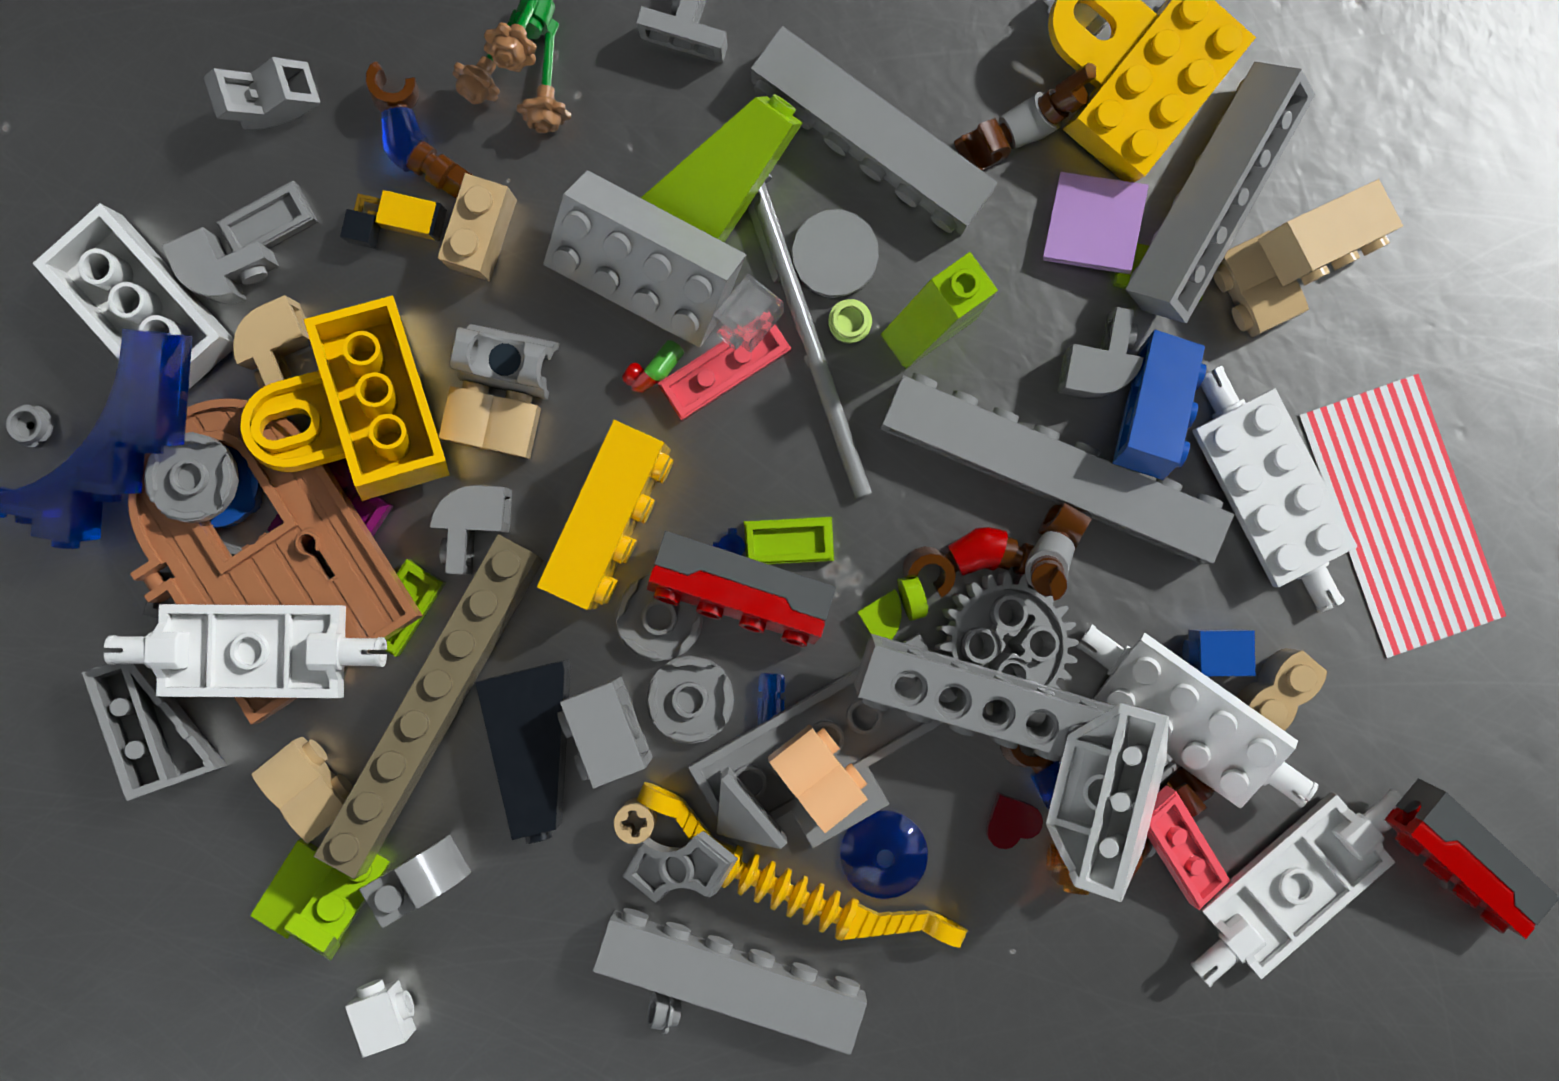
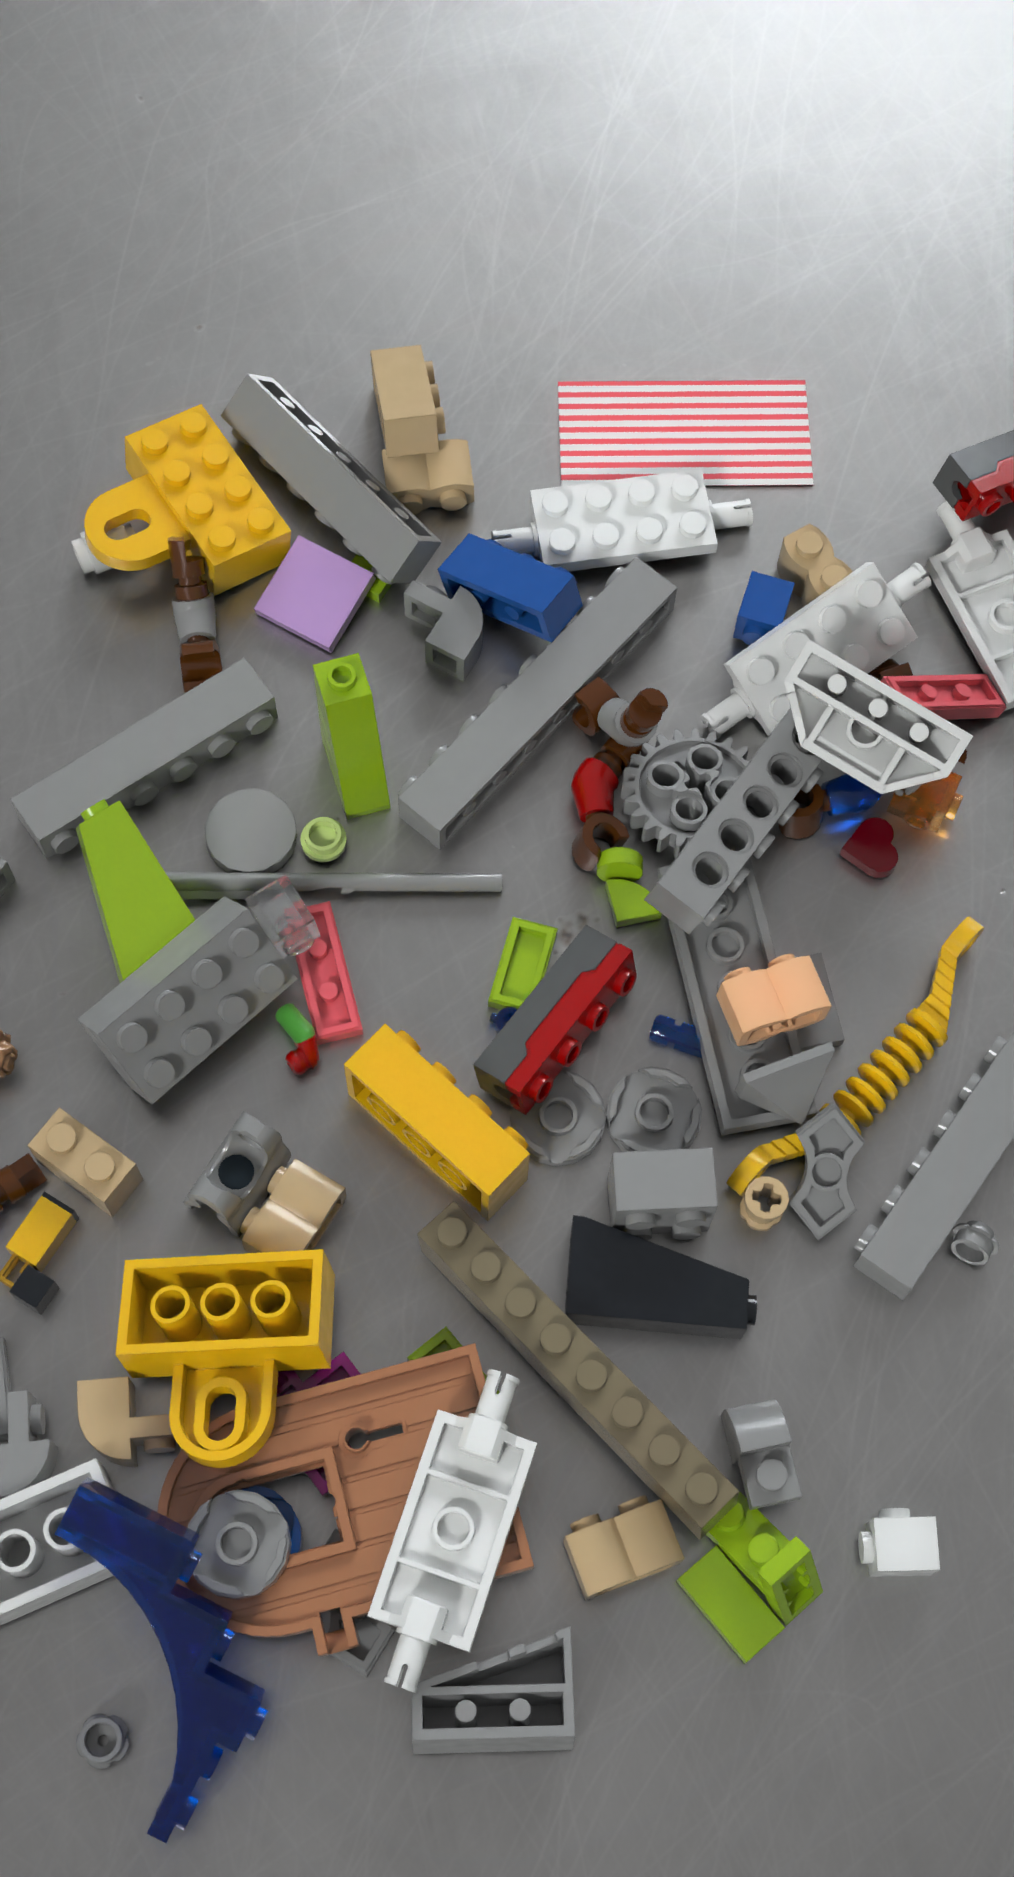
camera: 80 degrees left, 20 degrees down
(465, 512) = (381, 1275): light grey brick -> none
(881, 832) = (867, 998): clear blue dish -> none

